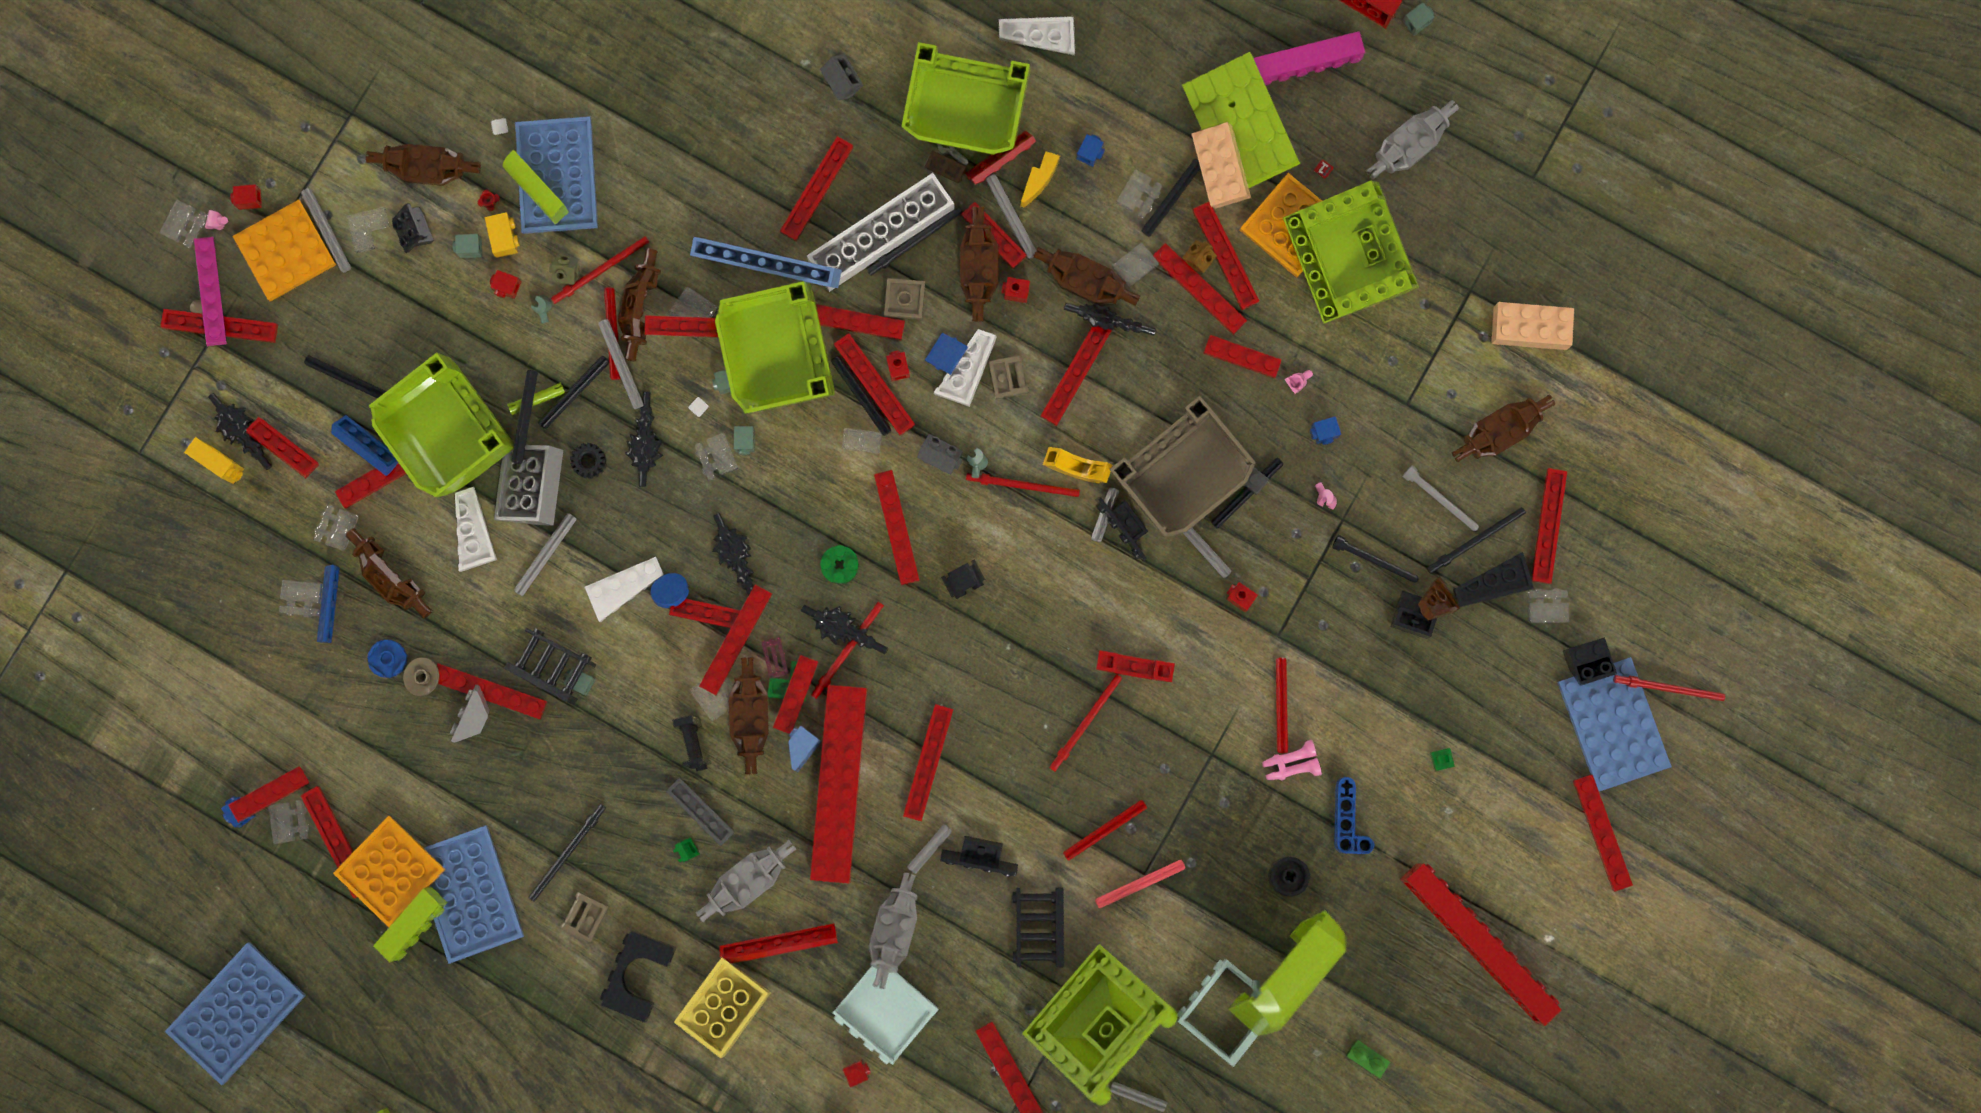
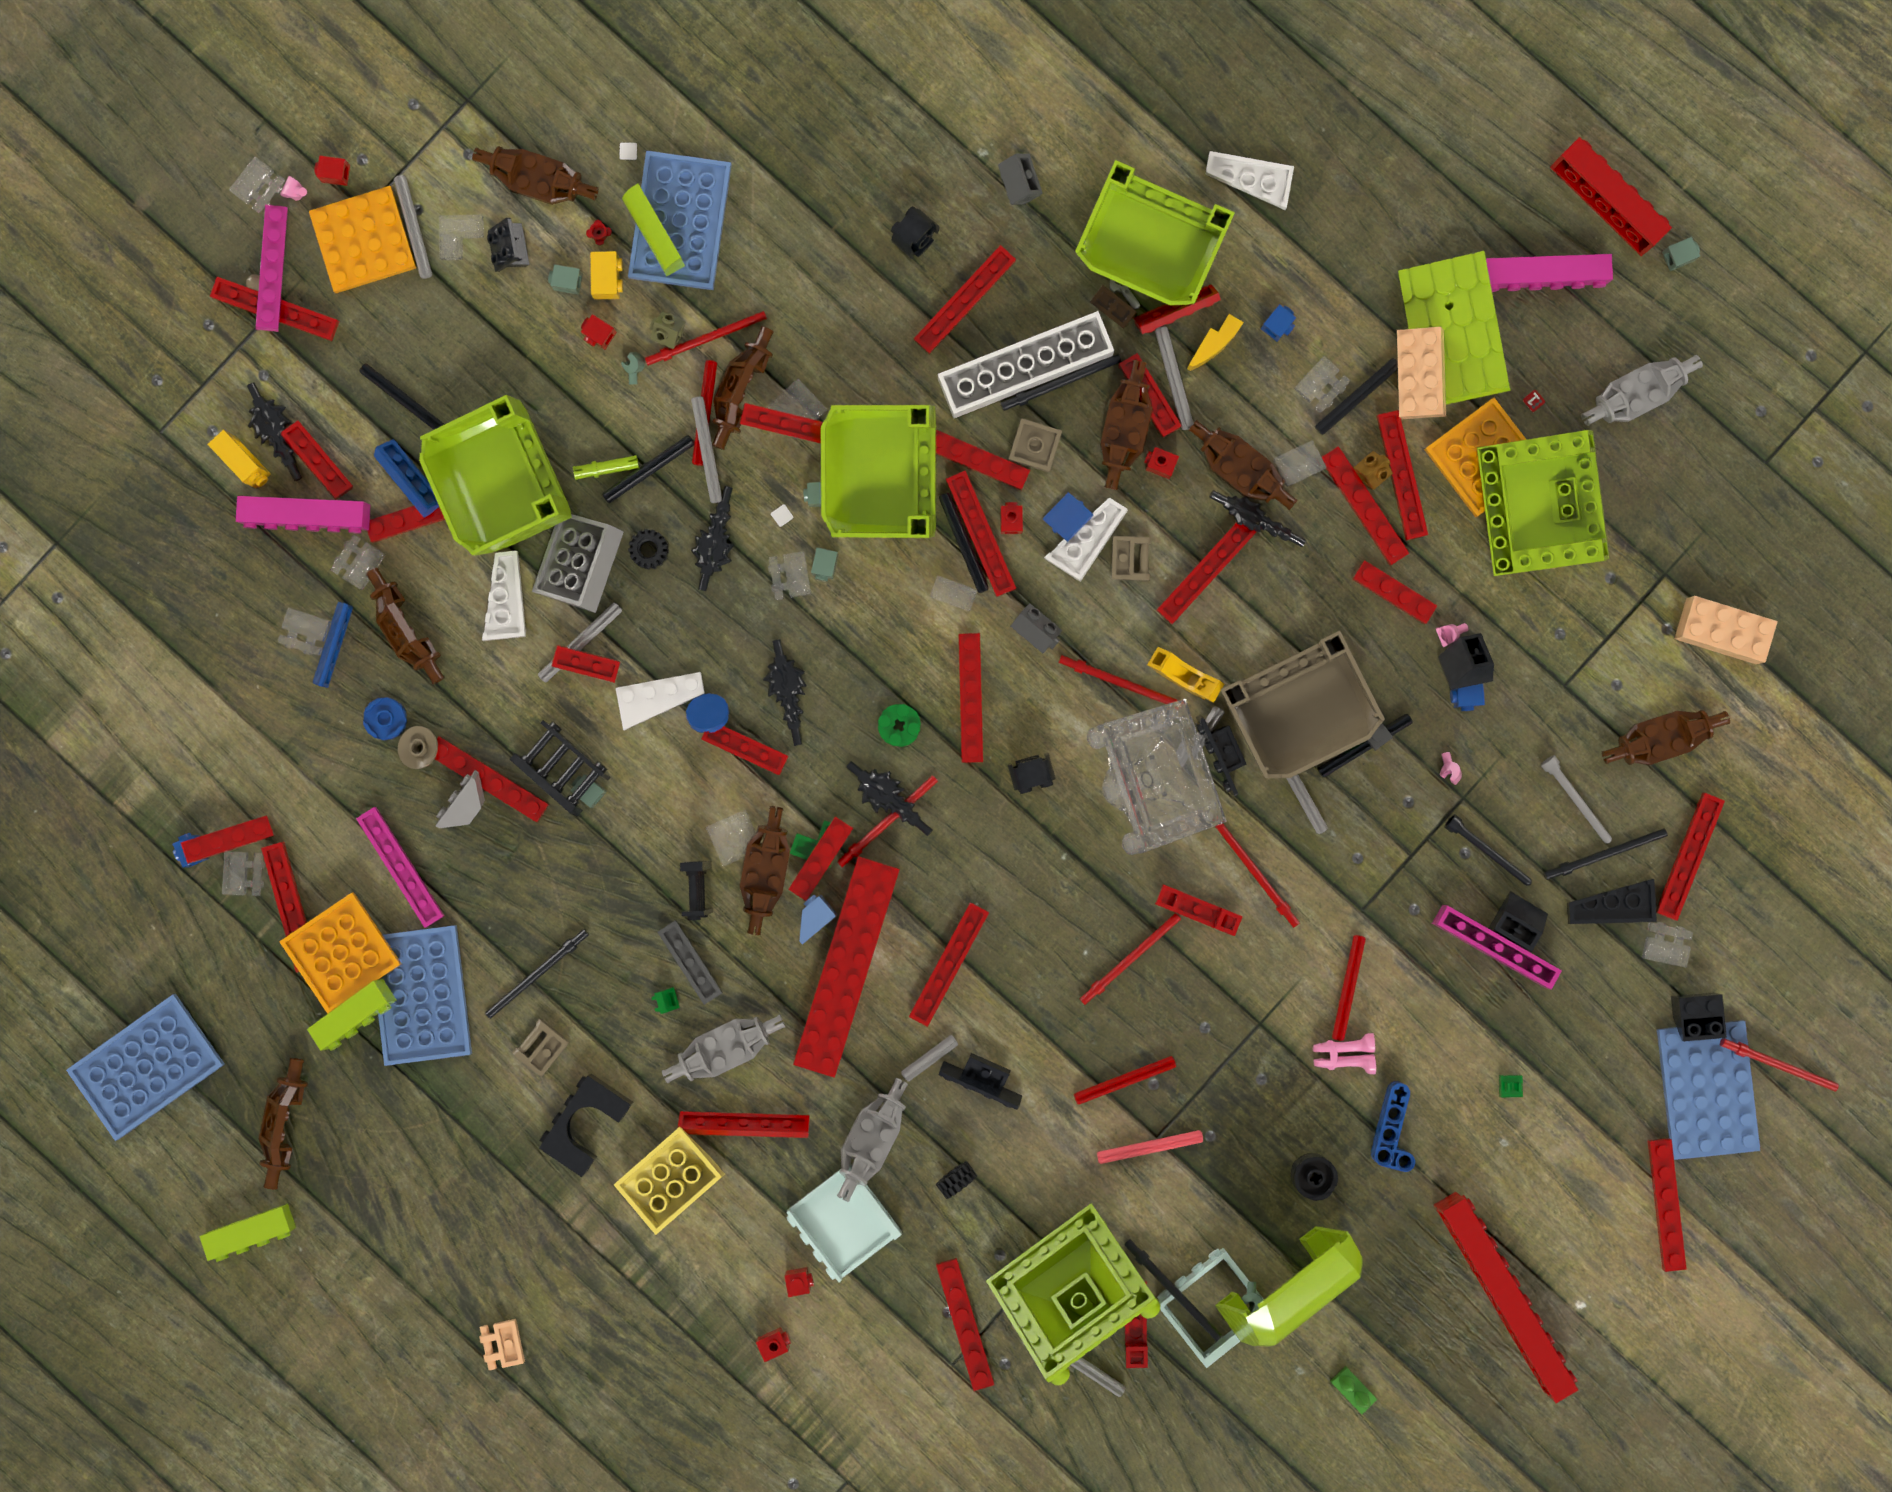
camera: 15 degrees right, 5 degrees up
(279, 495) = (302, 513): none -> dark pink brick
(359, 1035) = (276, 1112): none -> reddish brown plate
(427, 785) = (400, 867): none -> dark pink plate
(524, 416) = (588, 485): black axle -> none
(553, 571) = (585, 663): none -> red plate
(735, 640) = (768, 784): red plate -> none
(760, 141) = (914, 232): none -> black brick
(766, 262) = (891, 372): medium blue brick -> none
(771, 643) = (806, 795): clear pink tile -> none
(976, 950) = (956, 1180): none -> black tyre
(978, 463) = (1076, 646): sand green piece -> none
(1056, 917) = (1046, 1184): black fence -> none
(1072, 555) = (1158, 776): none -> clear piece
(1156, 983) = (1143, 1259): none -> black bar
(1165, 1054) = (1136, 1342): none -> red slope
(1208, 648) = (1282, 906): none -> red bar
(1241, 596) = (1332, 859): red brick -> none
(1317, 401) = (1467, 662): none -> black slope
(1400, 640) = (1496, 947): none -> dark pink brick
(1437, 601) = (1547, 913): reddish brown wing -> none

